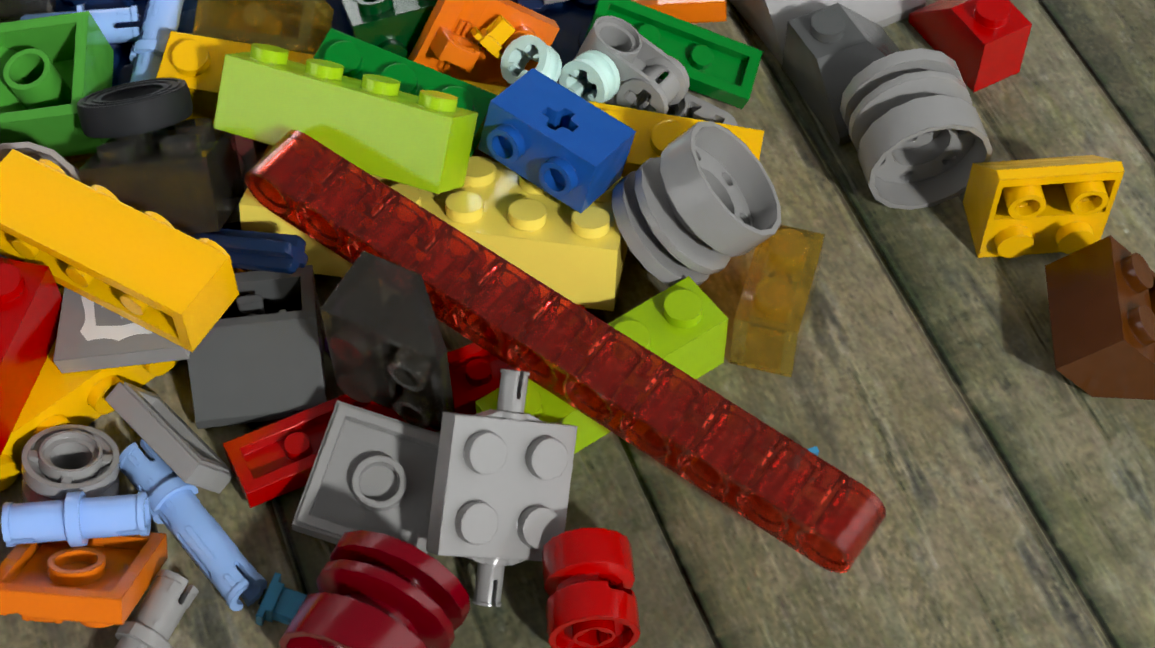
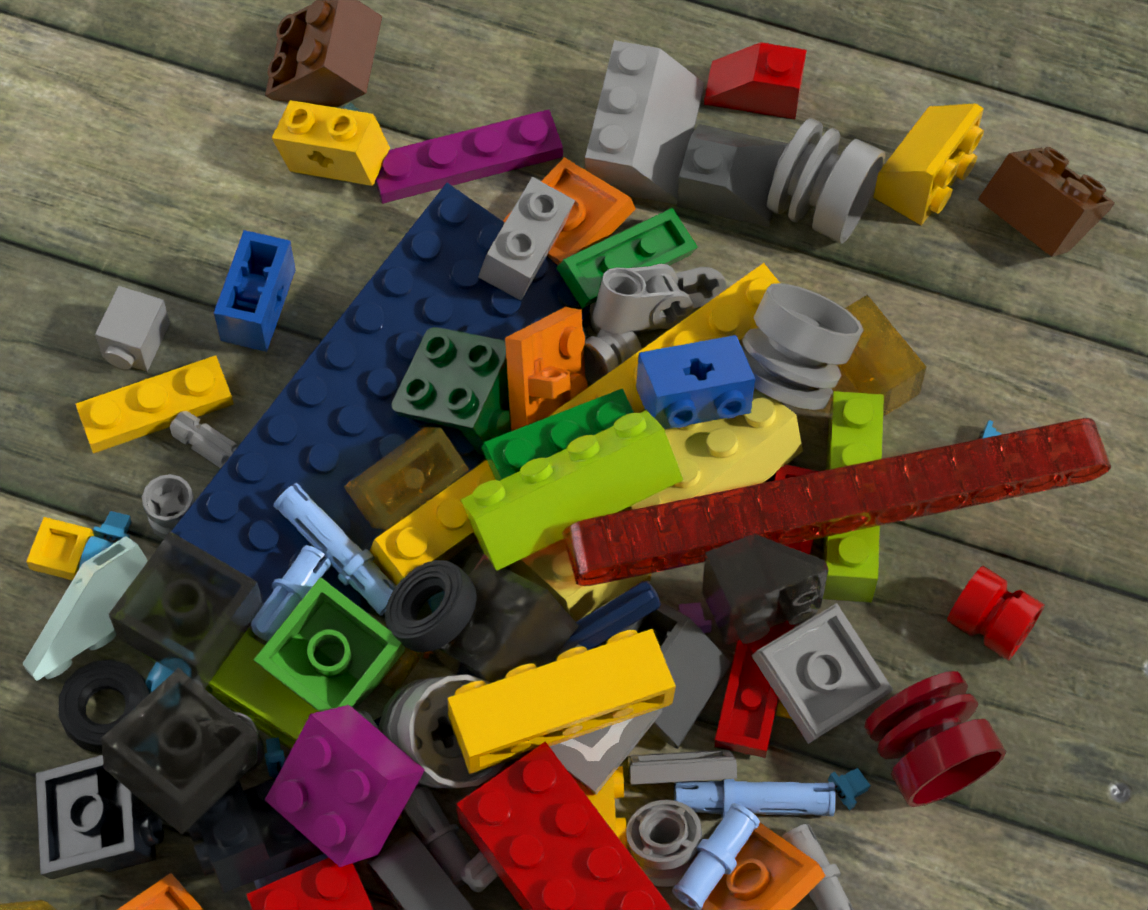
camera: 50 degrees left, 10 degrees up
(494, 35) = (562, 351): yellow piece -> none
(500, 486) = (899, 603): light grey plate -> none
(524, 49) = (612, 359): light aqua bush -> none
(599, 70) = (630, 315): light aqua bush -> none

